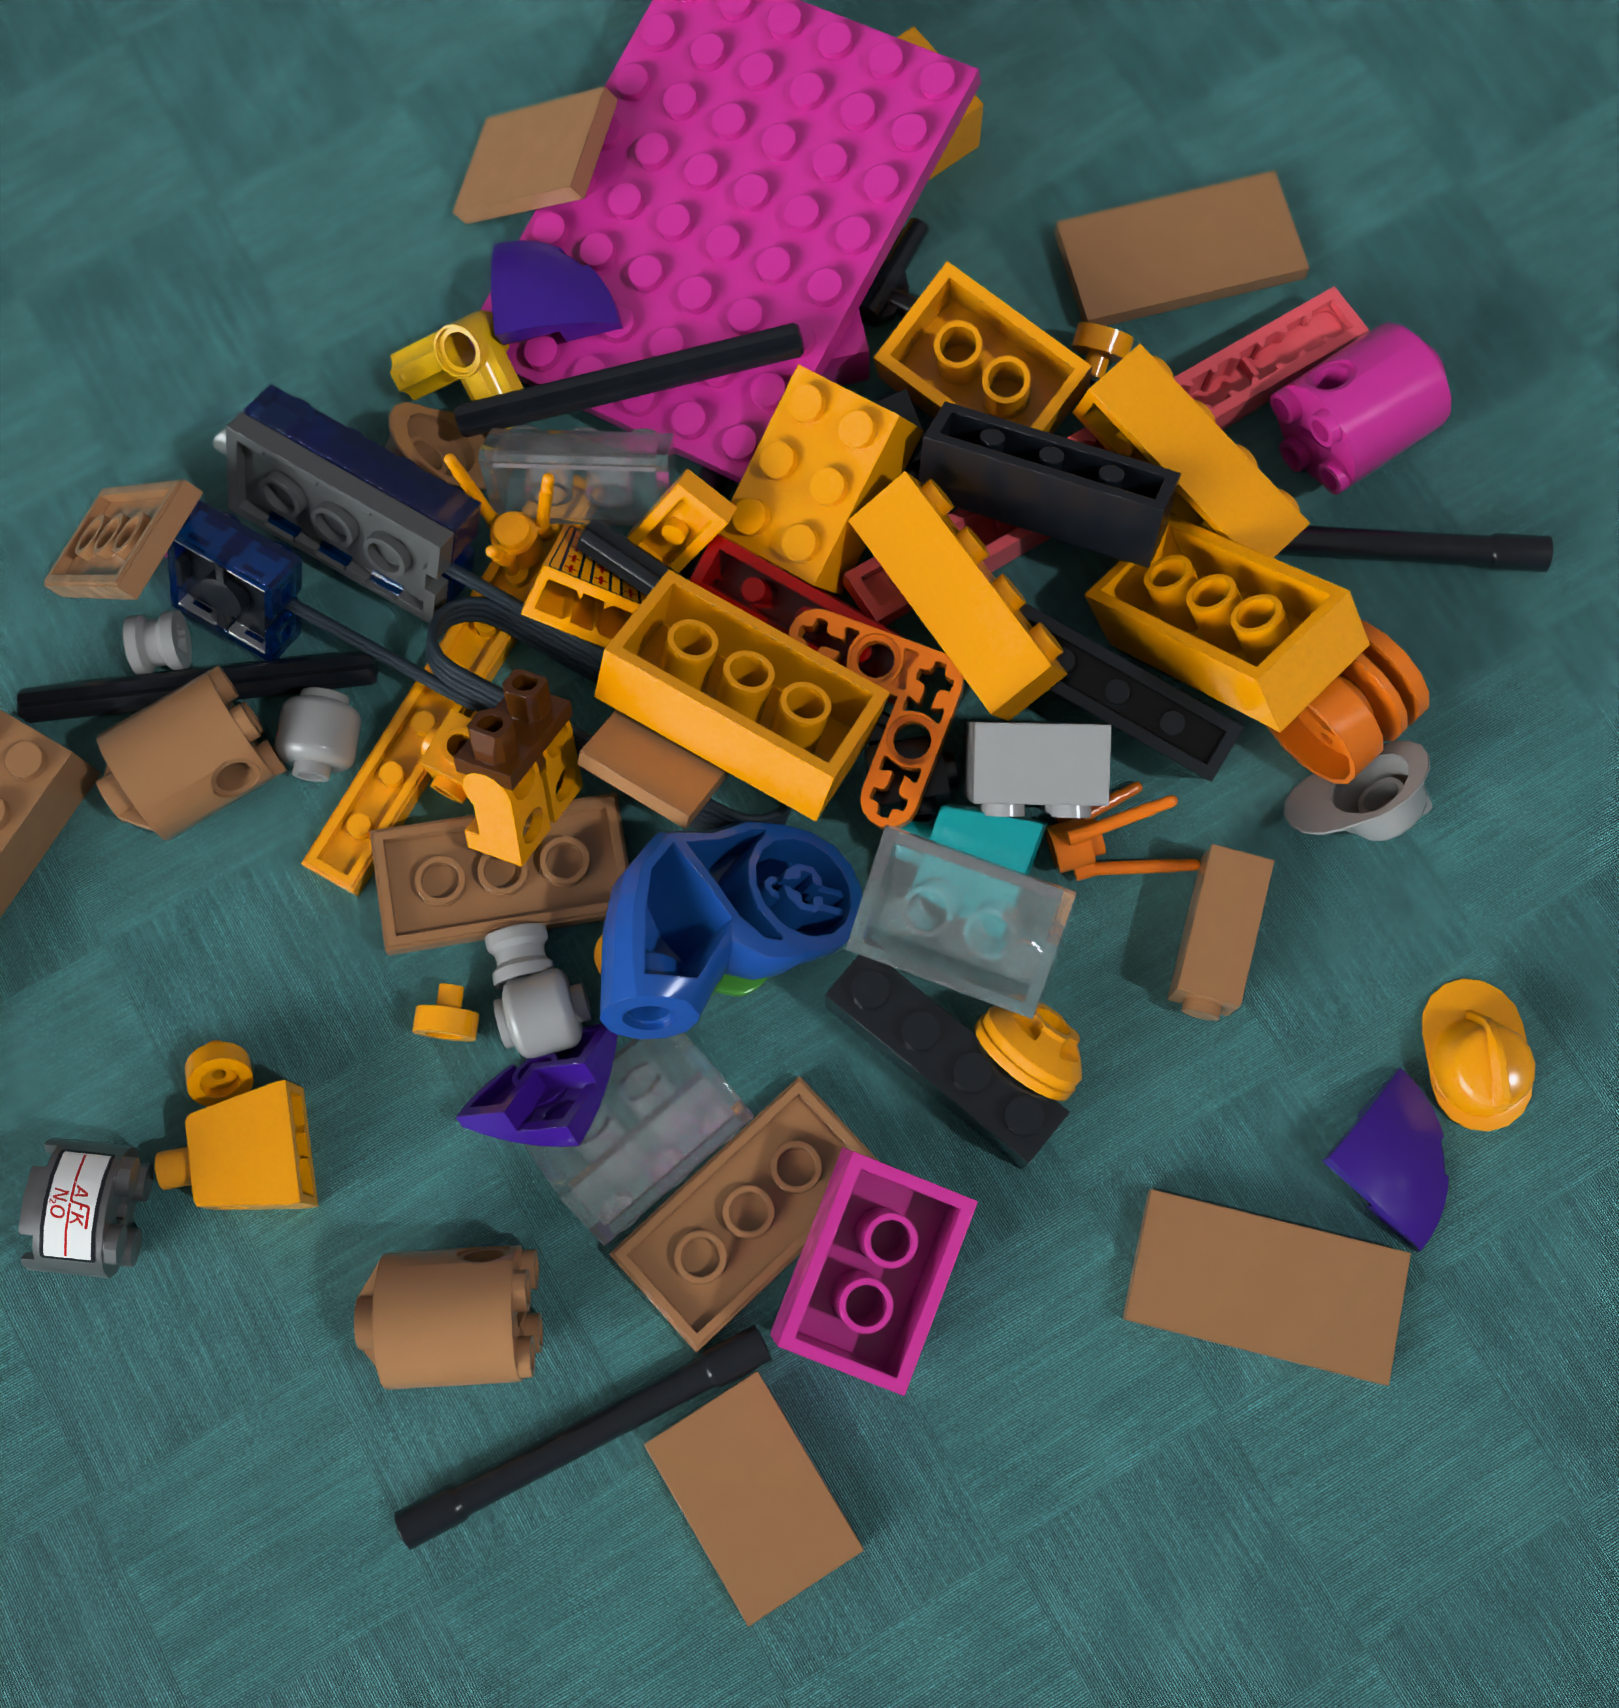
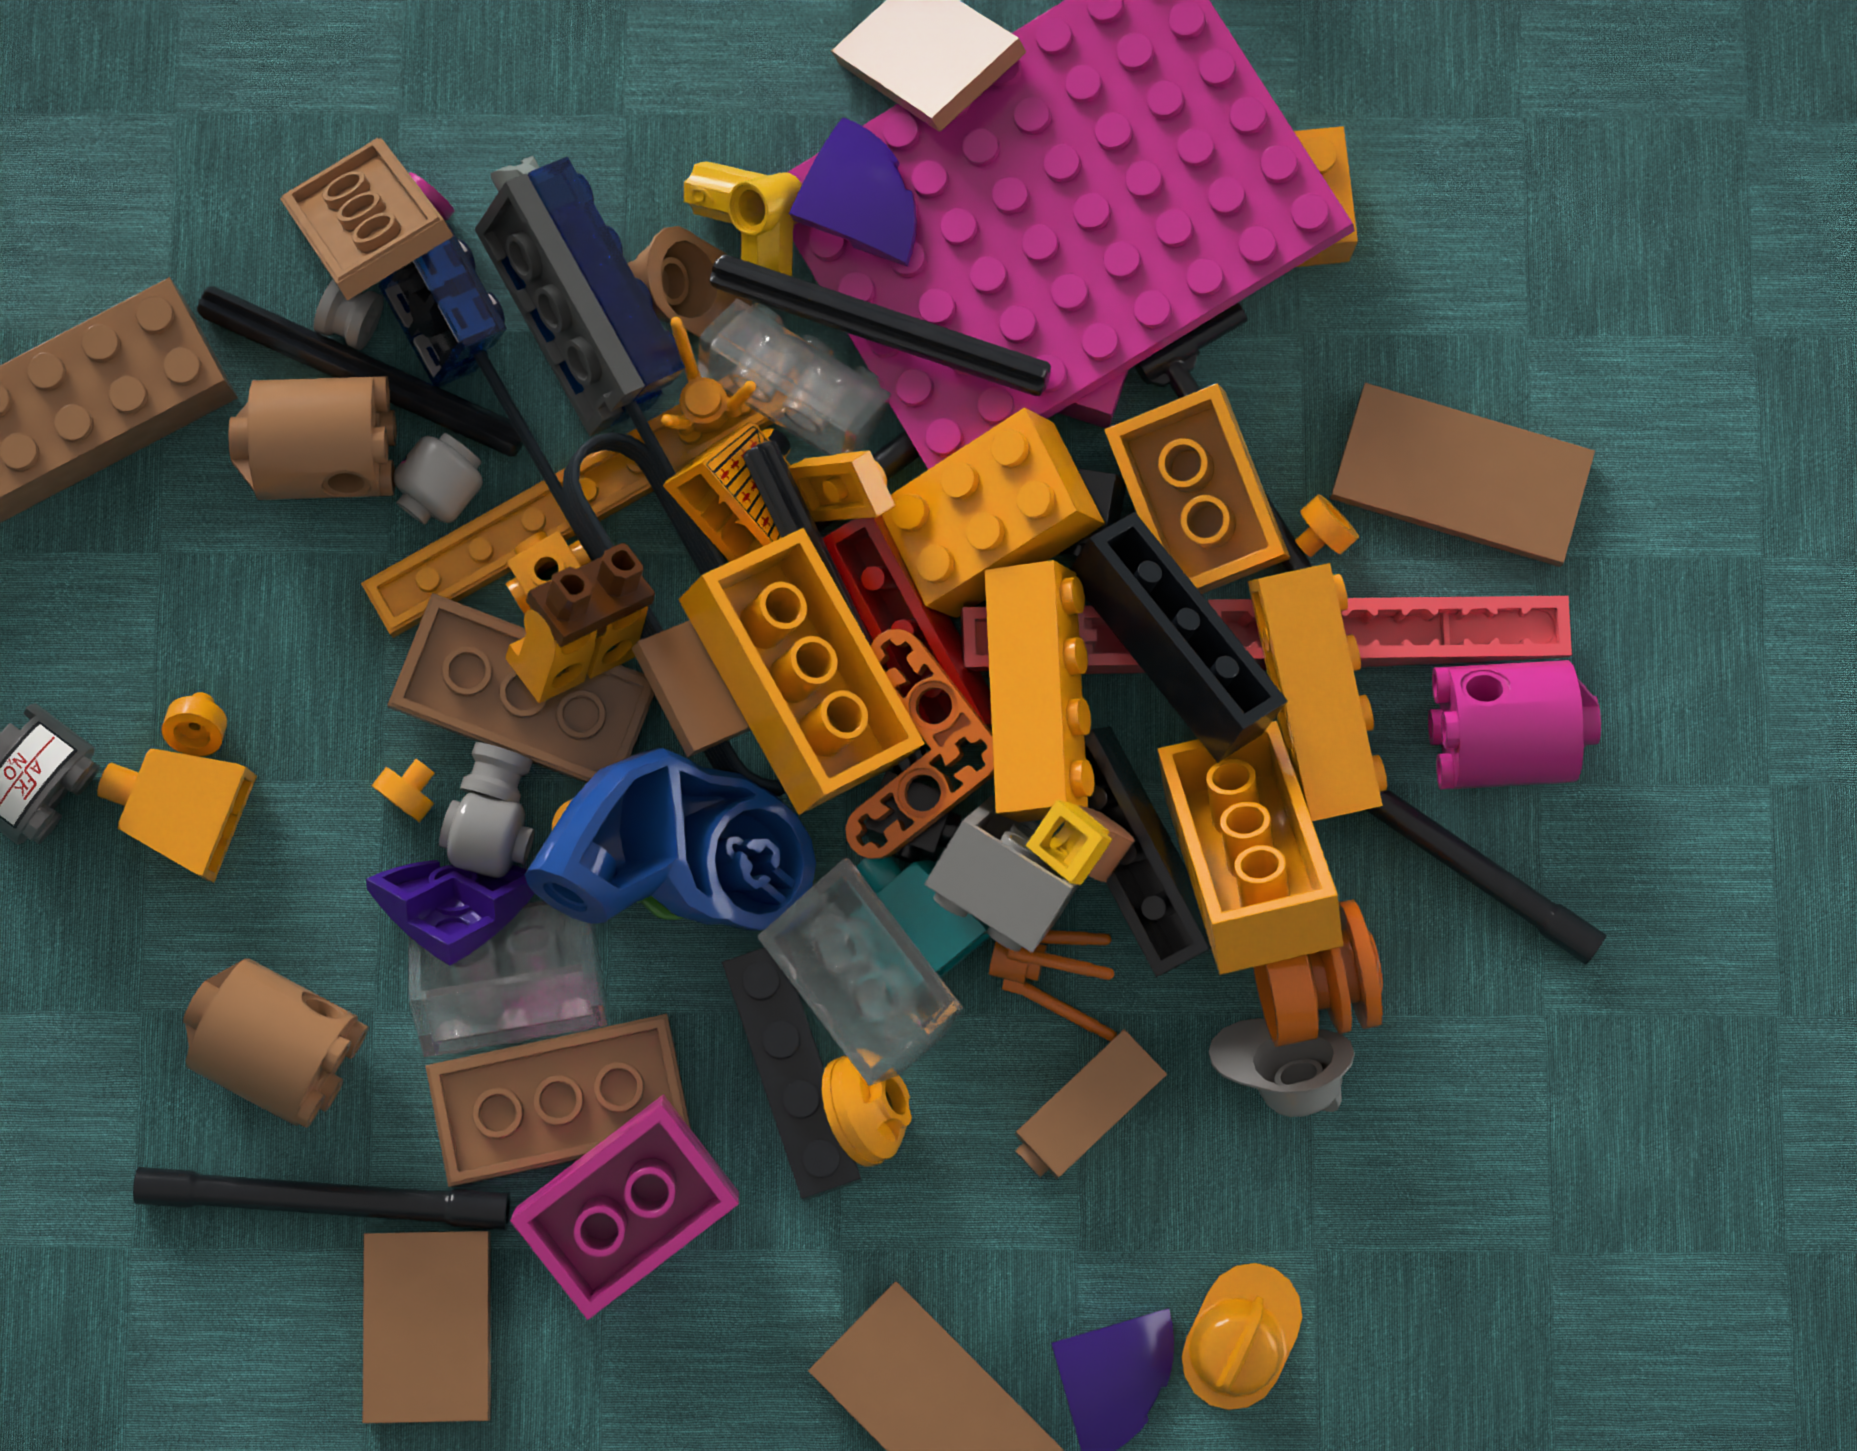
camera: 25 degrees right, 5 degrees up
(1081, 692) = (1085, 844): none -> yellow leg

